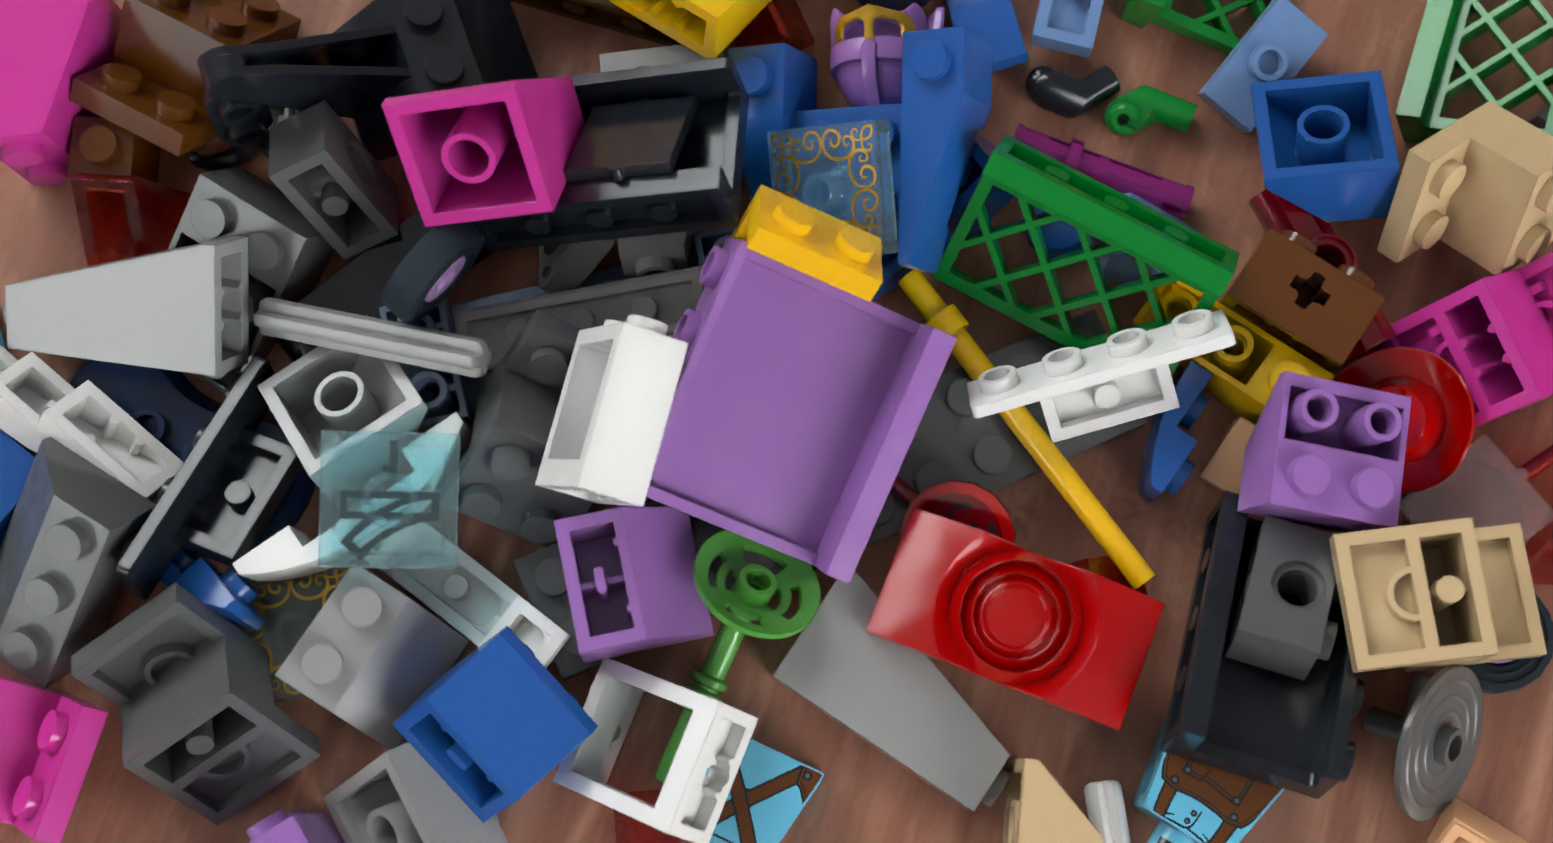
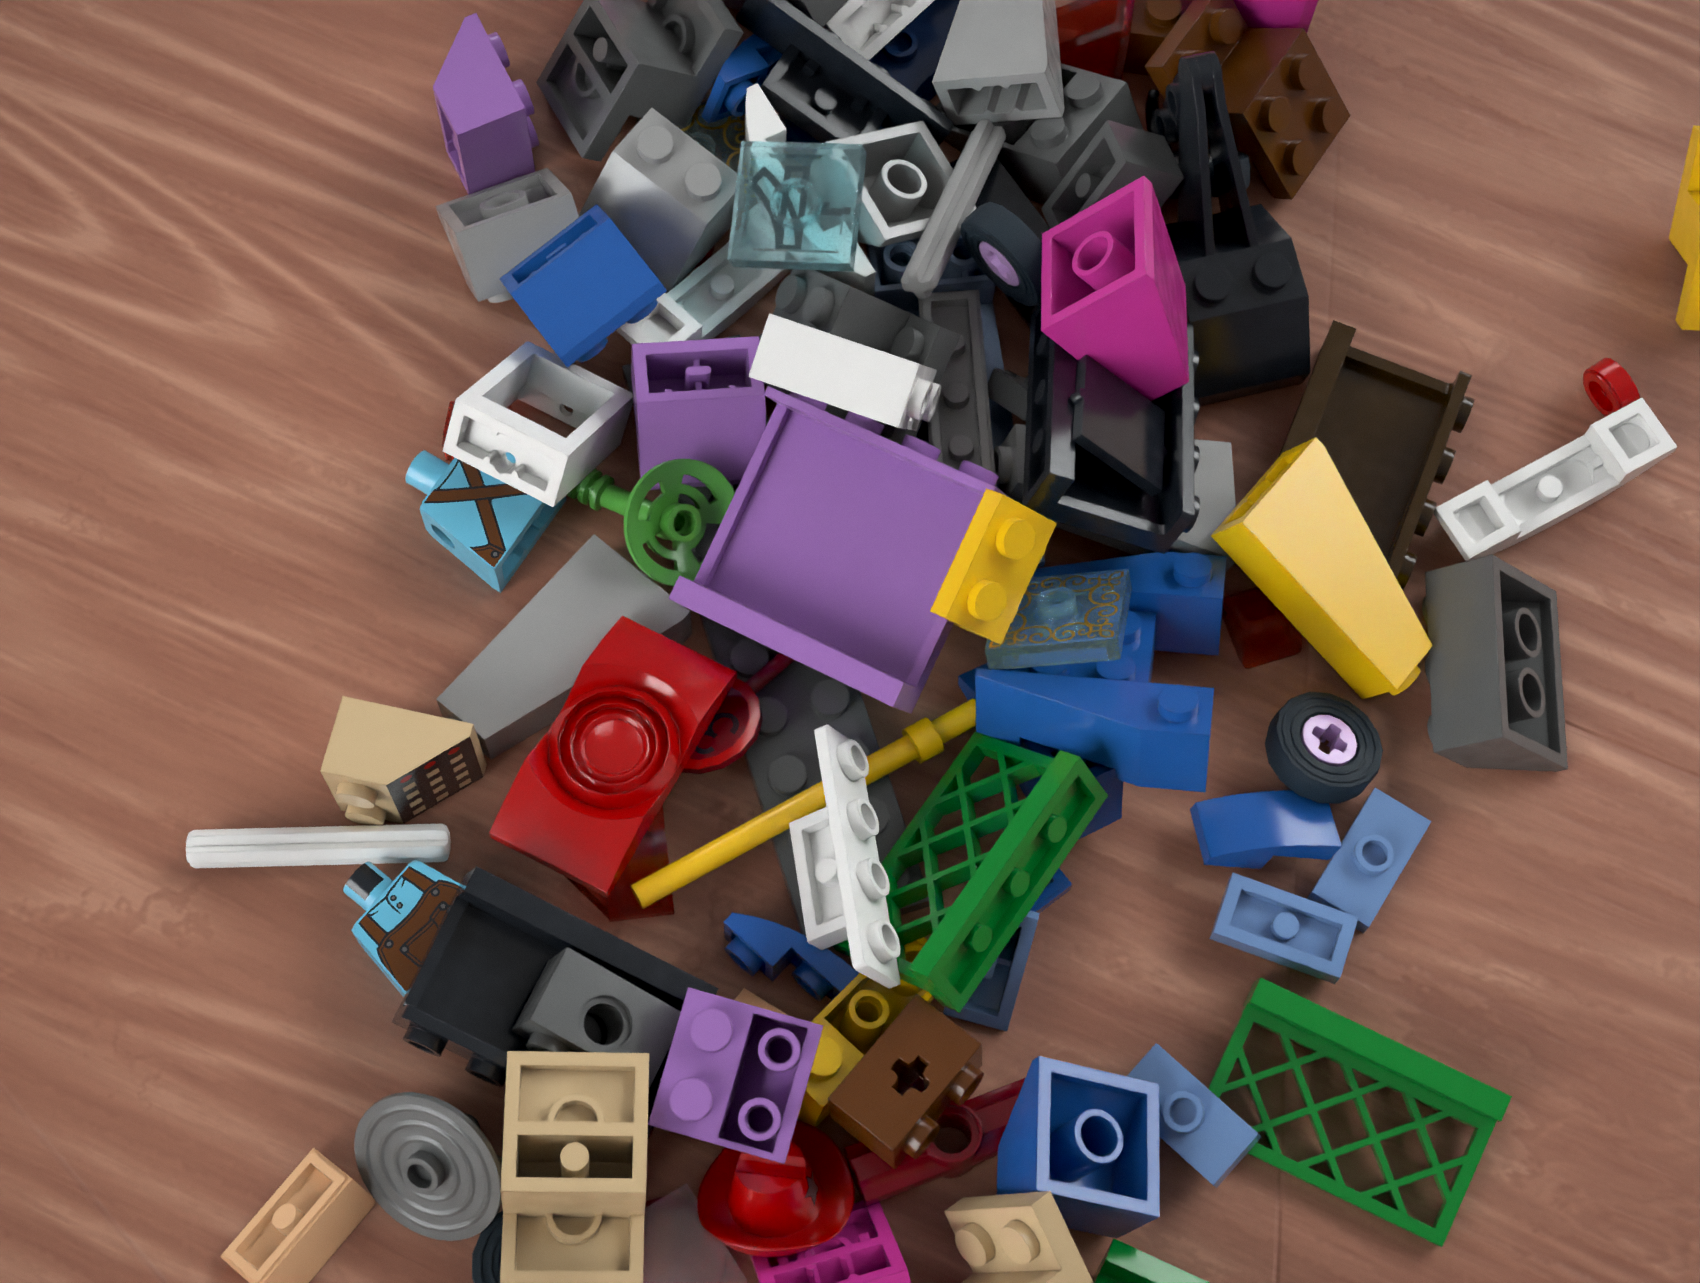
camera: 90 degrees right, 10 degrees down
(870, 50) = (1237, 710): medium lavender helmet -> none
(1067, 95) = (1166, 908): black arm -> none
(1145, 107) = (1148, 988): green arm -> none
(1157, 190) = (1086, 904): magenta pin -> none

